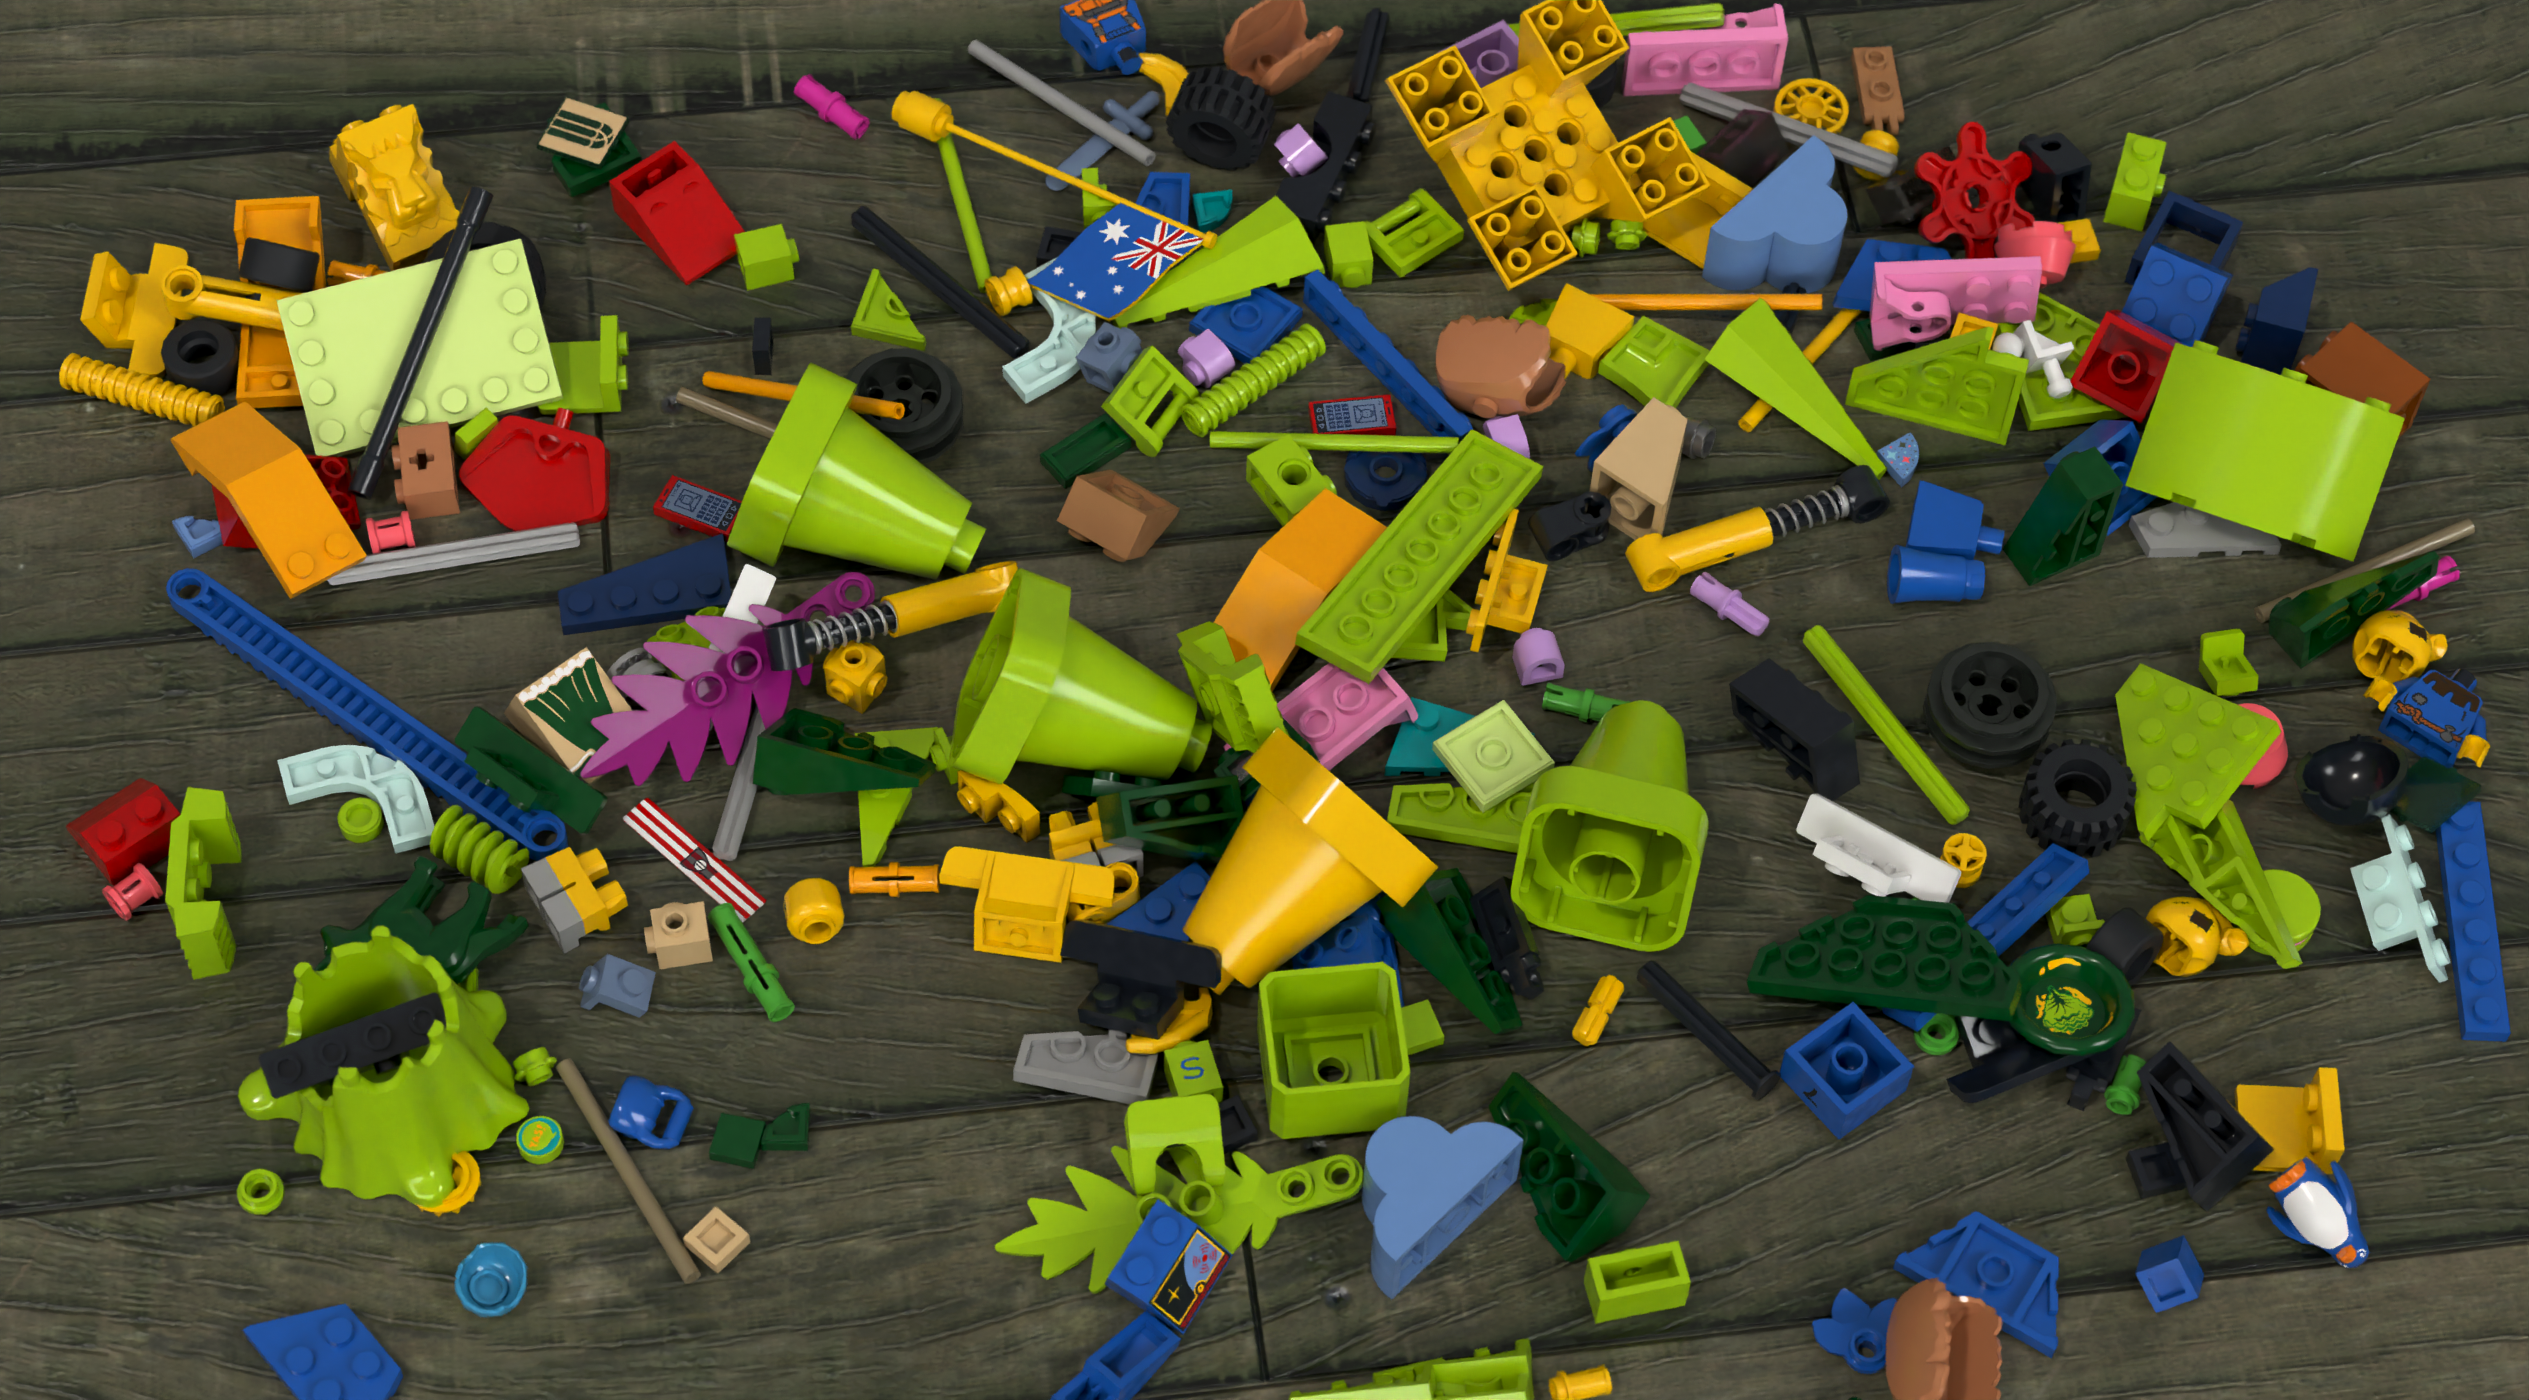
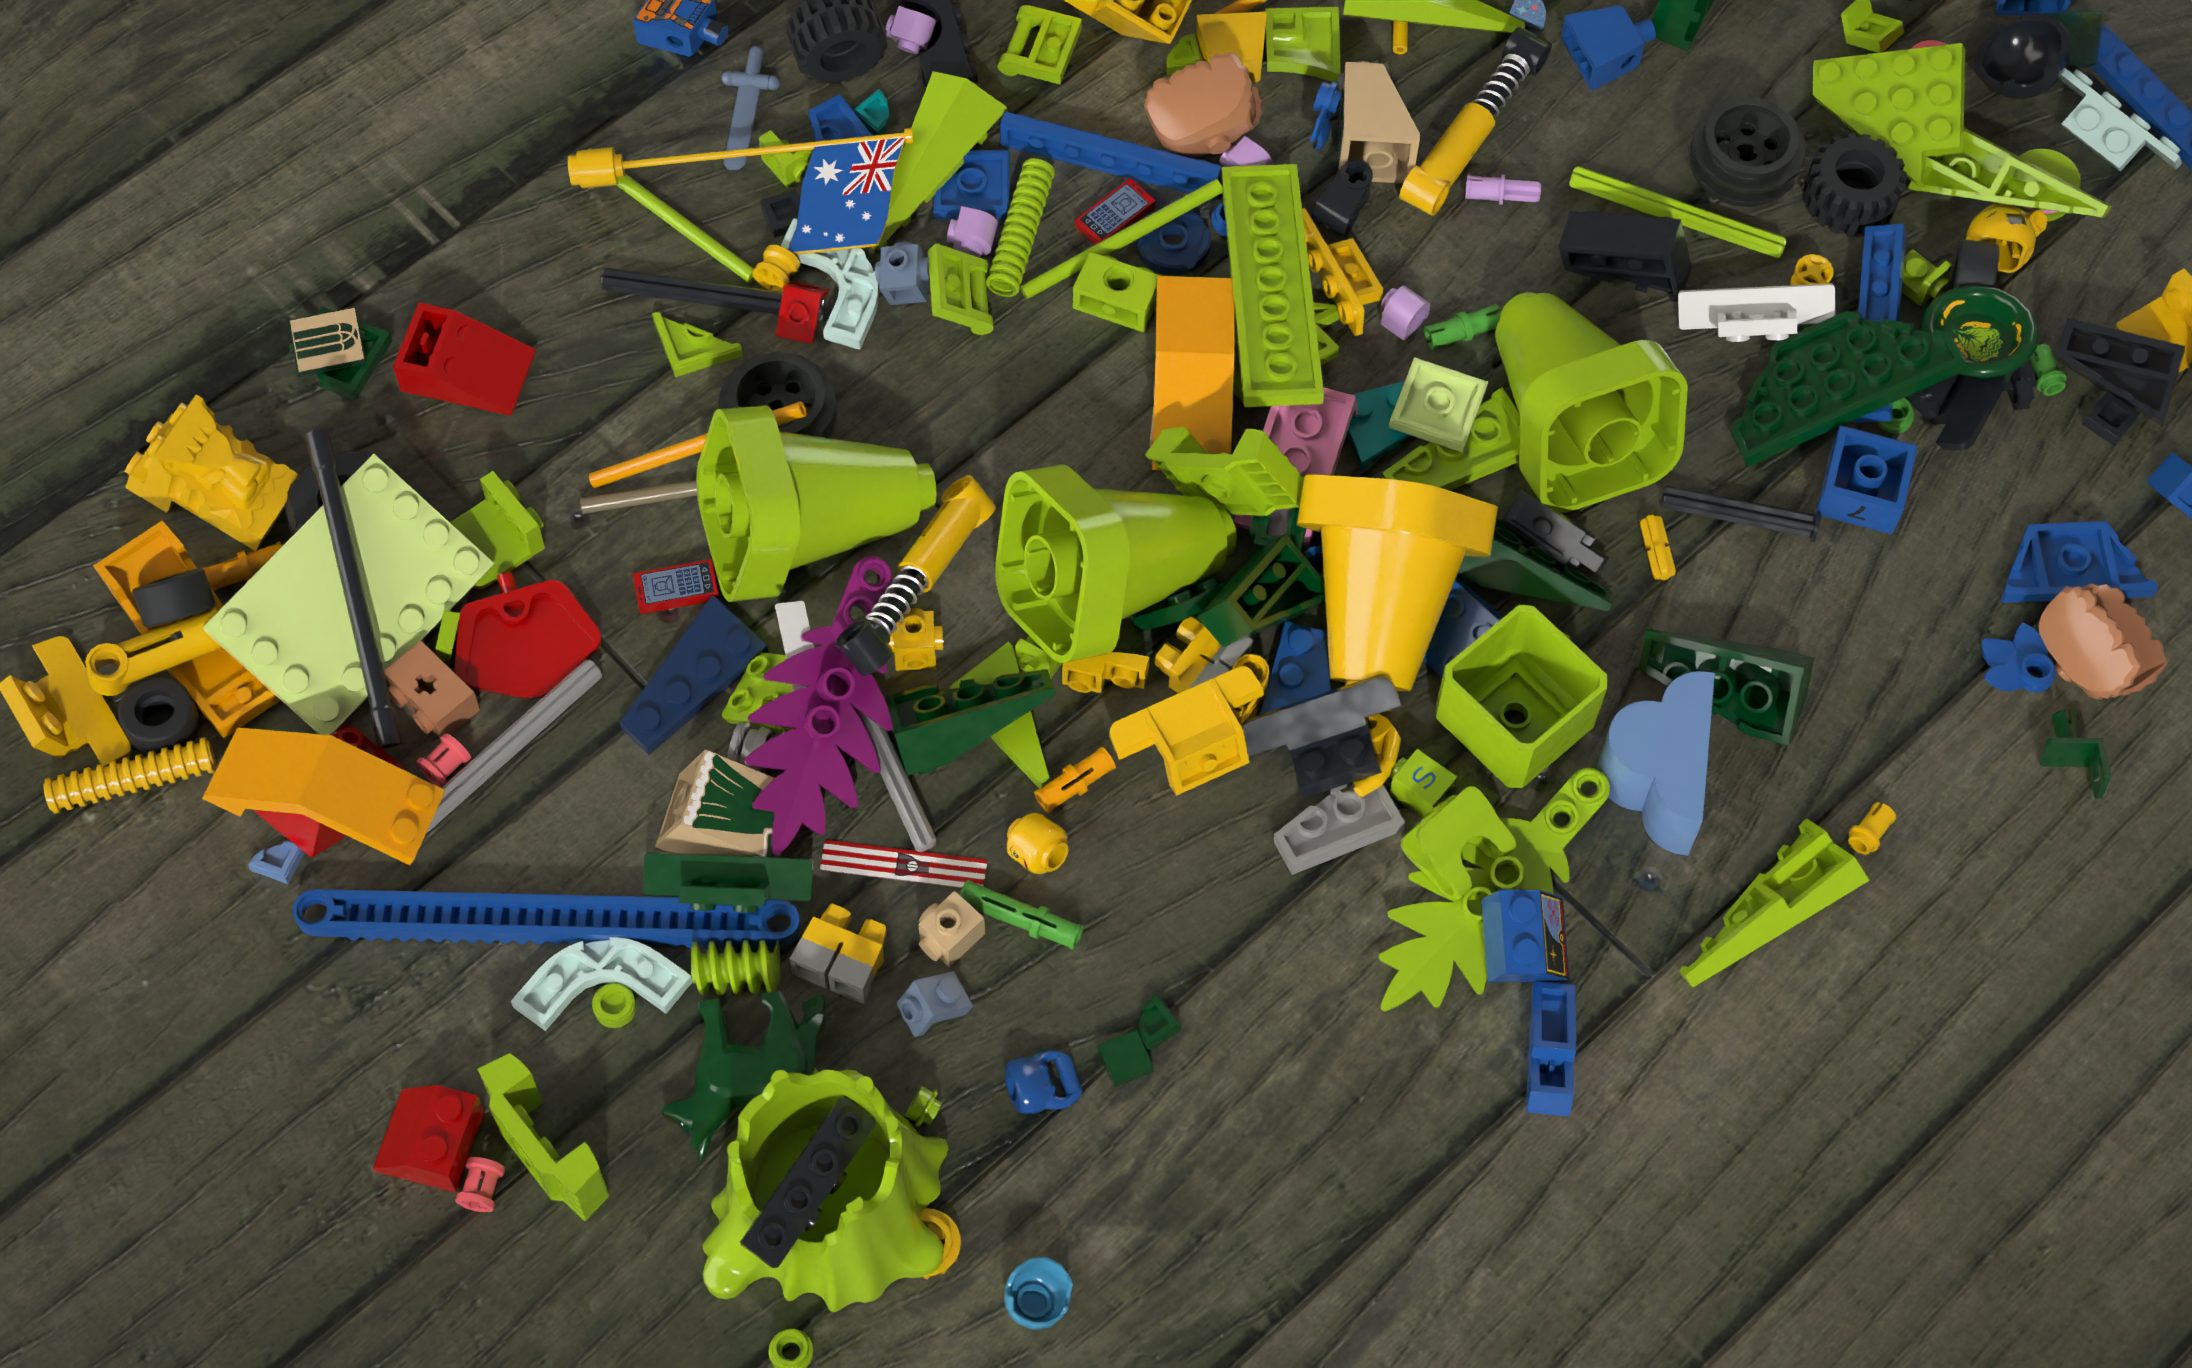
camera: 35 degrees left, 5 degrees up
(540, 1140) = (974, 1160): lime tile -> none
(628, 1171) = (1061, 1138): dark tan piece -> none
(716, 1239) = (1177, 1144): tan plate -> none
(763, 346) = (619, 427): black tile -> none
(766, 256) = (560, 354): lime brick -> none
(831, 106) = (509, 204): dark pink pin -> none
(999, 337) = (800, 311): none -> red bracket
(1061, 102) = (689, 96): light grey piece -> none
(1085, 450) = (936, 359): dark green tile -> none
(1116, 514) = (1006, 394): medium nougat slope -> none
(1165, 72) = (763, 29): yellow piece -> none
(1348, 254) = (1013, 86): lime brick -> none
(1636, 1281) = (1854, 726): lime brick -> none
(1932, 576) = (1624, 83): blue plant -> none

